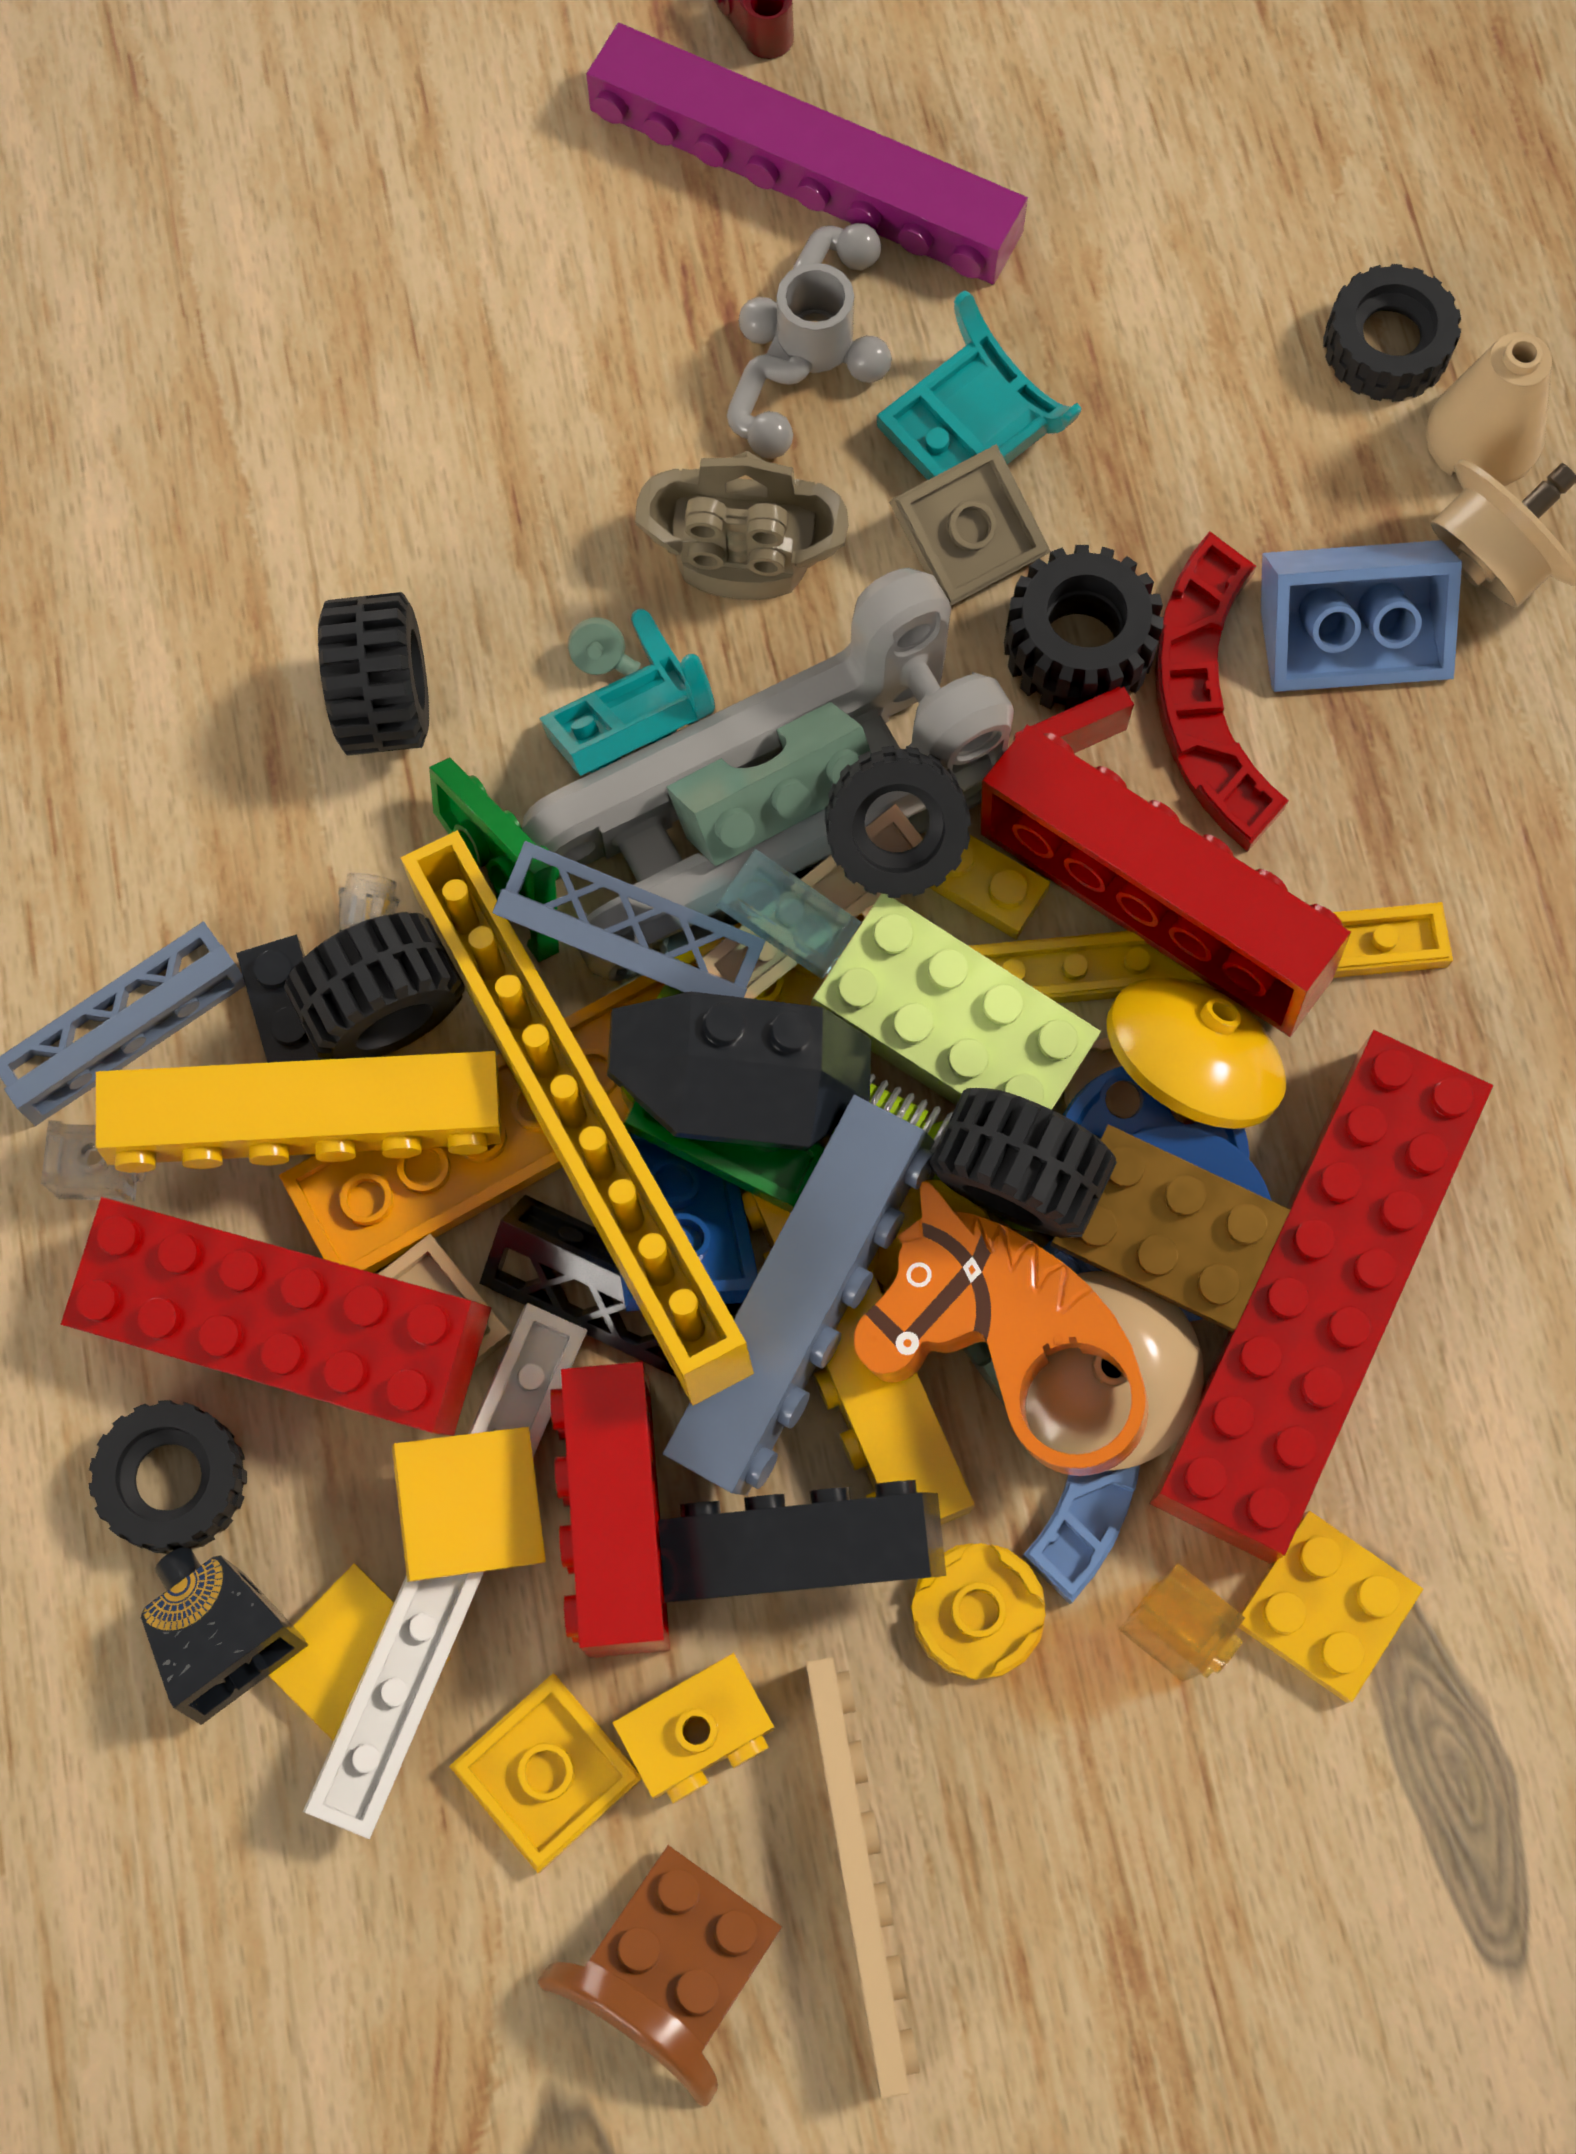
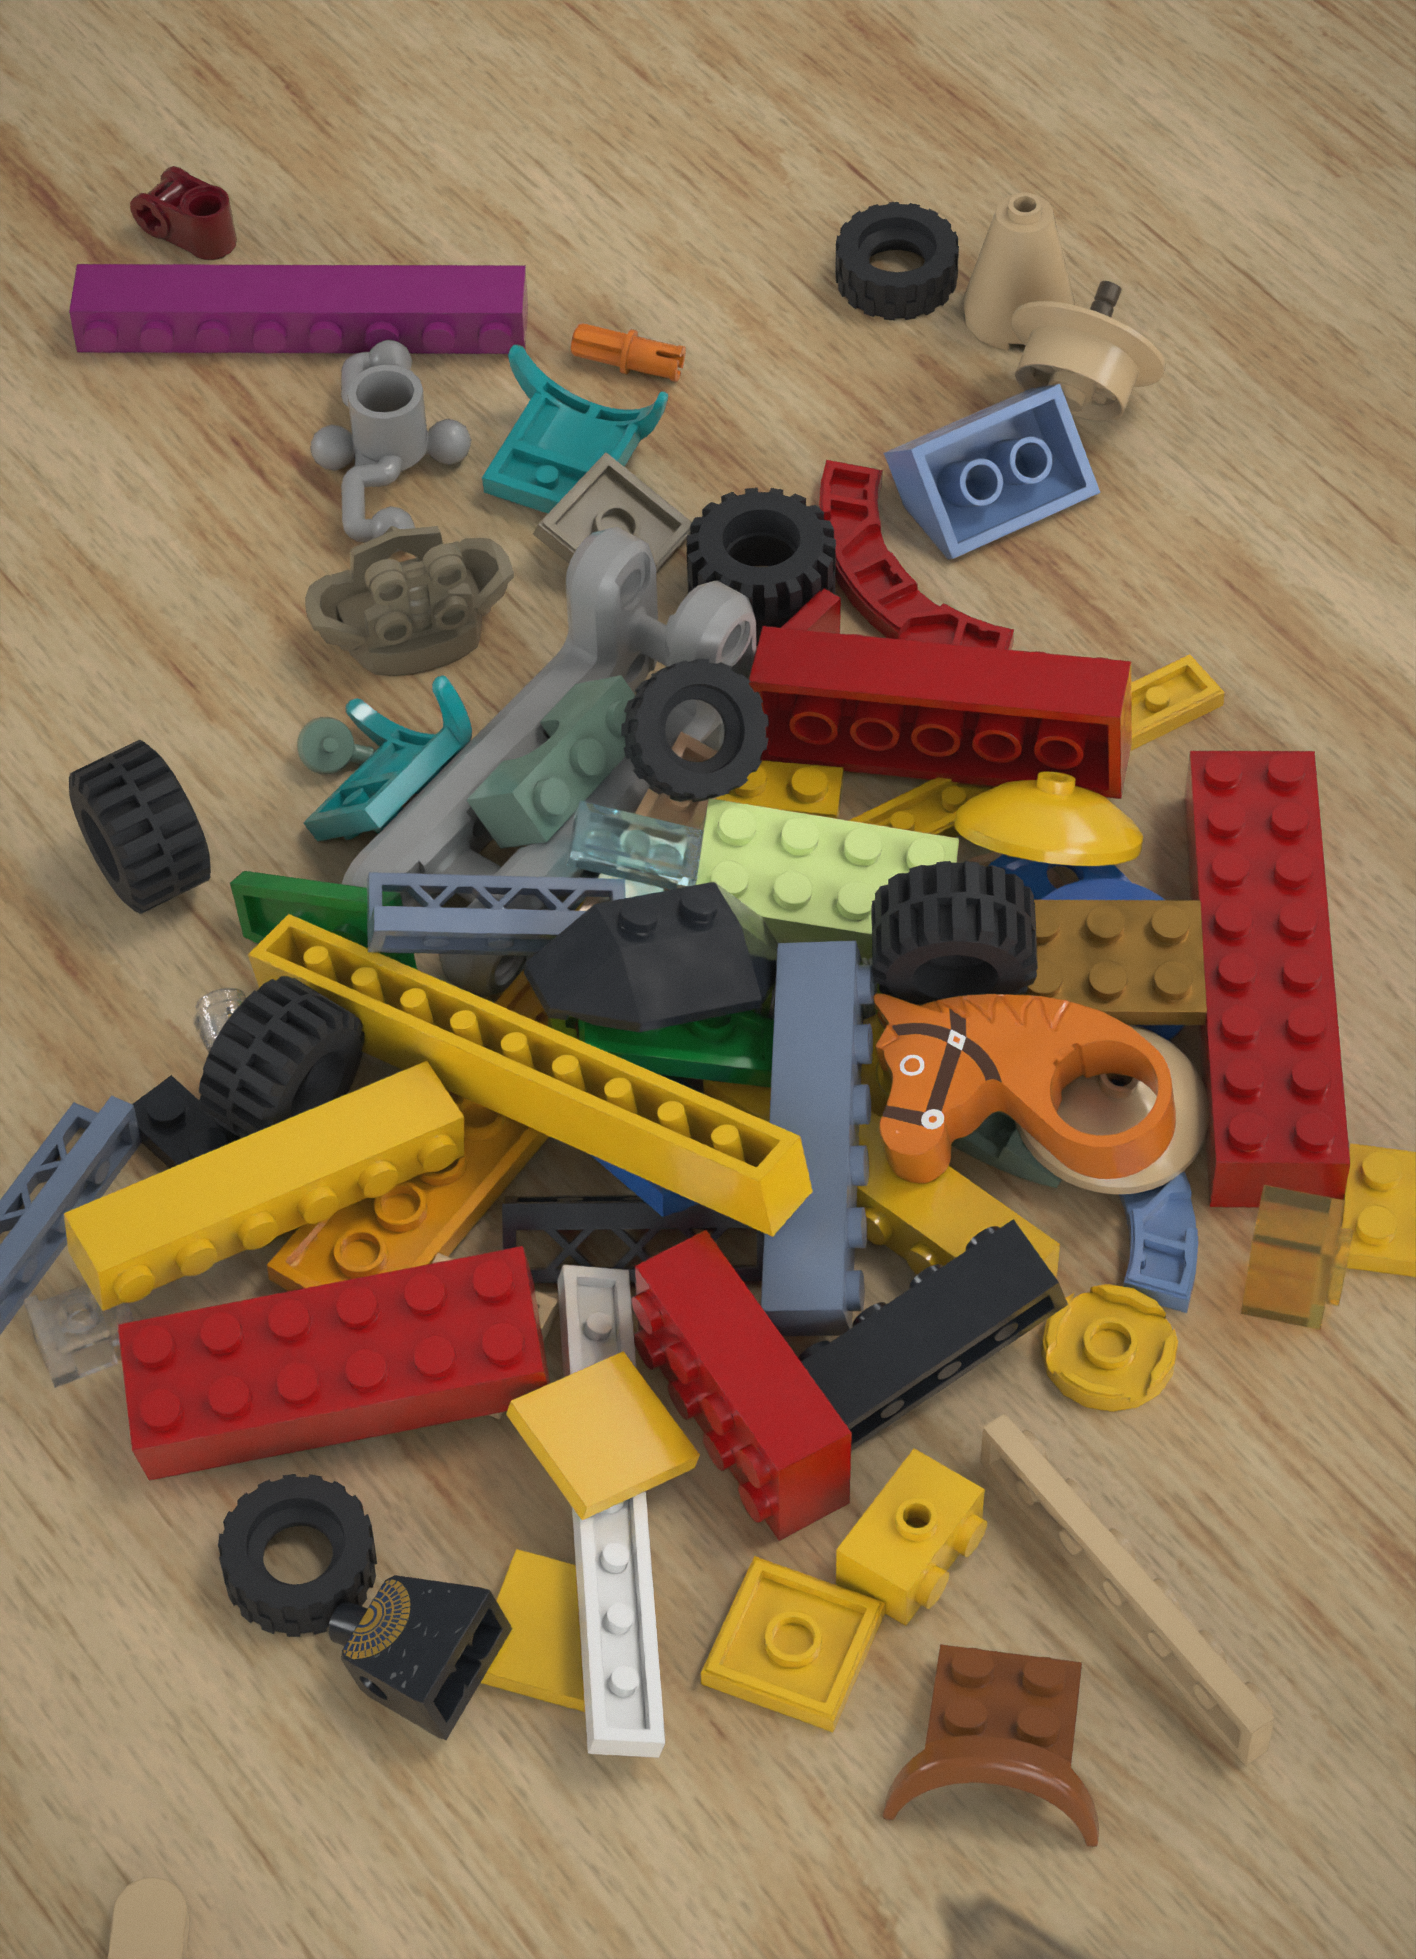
camera: 25 degrees left, 20 degrees down
(1084, 328) = (628, 351): none -> orange axle

